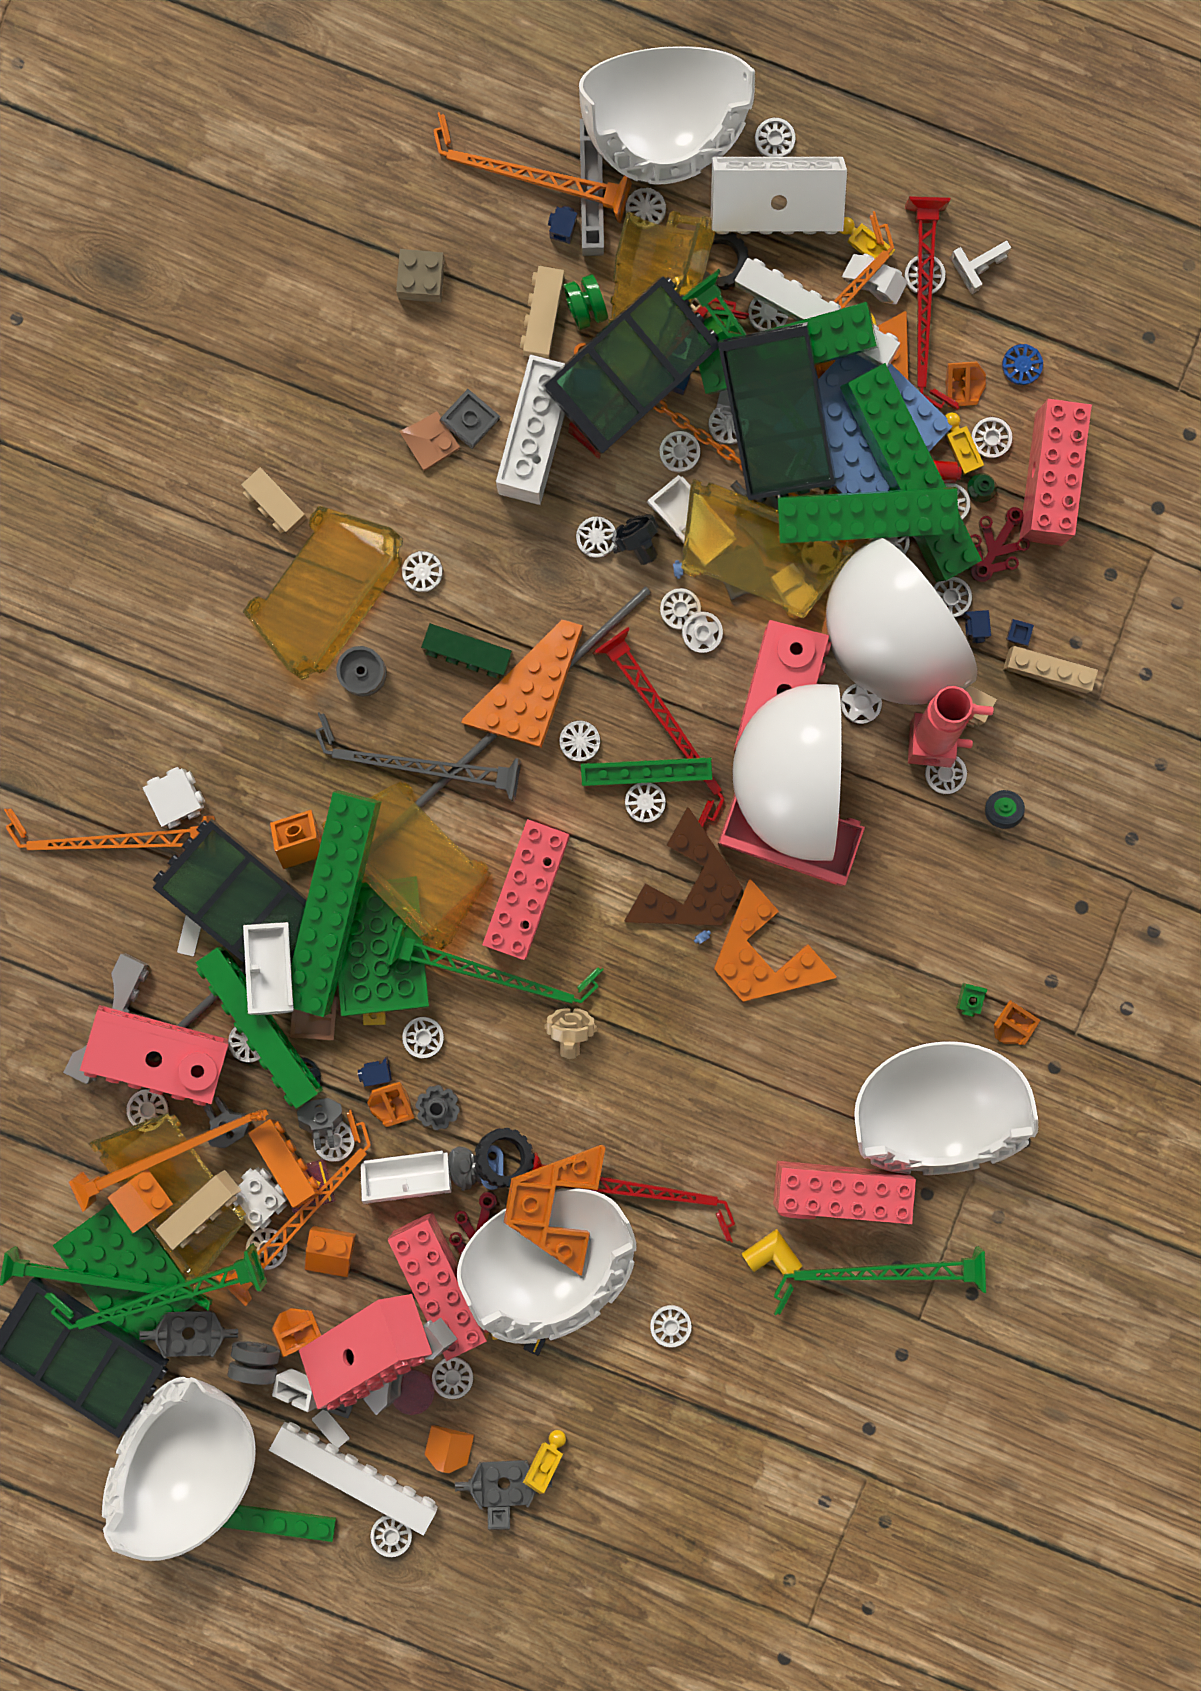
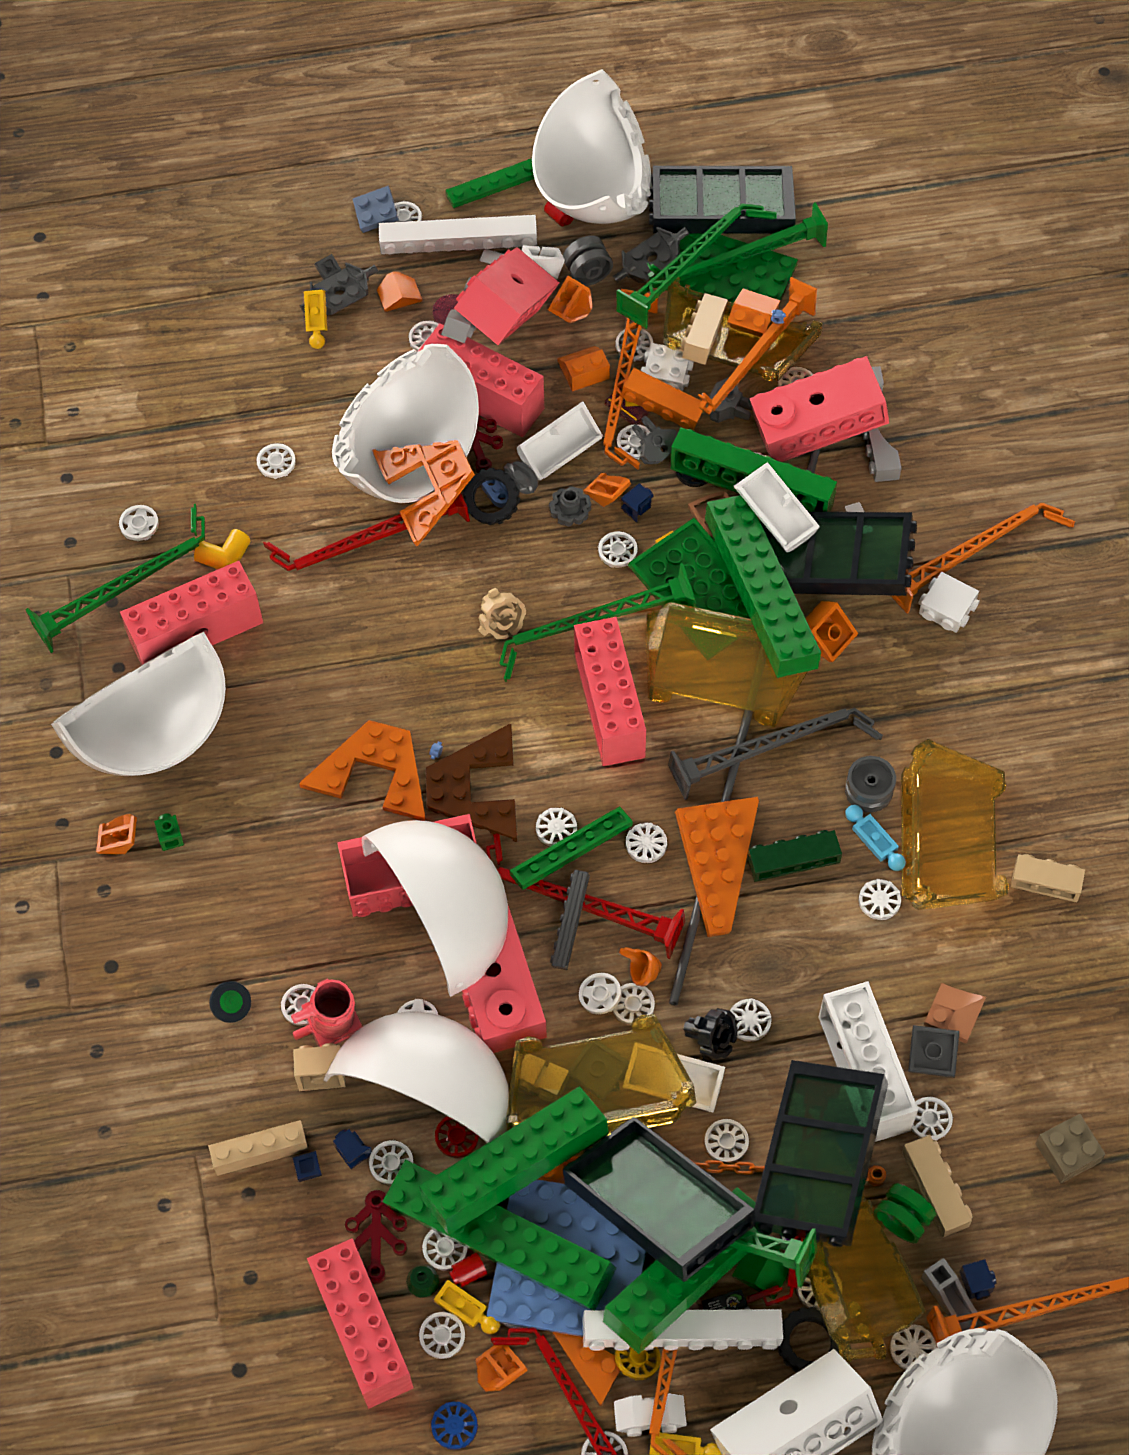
camera: 150 degrees right, 25 degrees down
(125, 1175) = (777, 316): none -> medium blue piece
(389, 625) = (875, 837): none -> medium azure plate
(413, 1560) = (375, 208): none -> sand blue plate
(508, 370) = (931, 1118): none -> white wheel
(653, 631) = (643, 965): none -> orange hat
(688, 707) = (570, 919): none -> dark grey piece
(761, 323) = (730, 1301): none -> black sticker
(830, 1335) = (139, 523): none -> white wheel

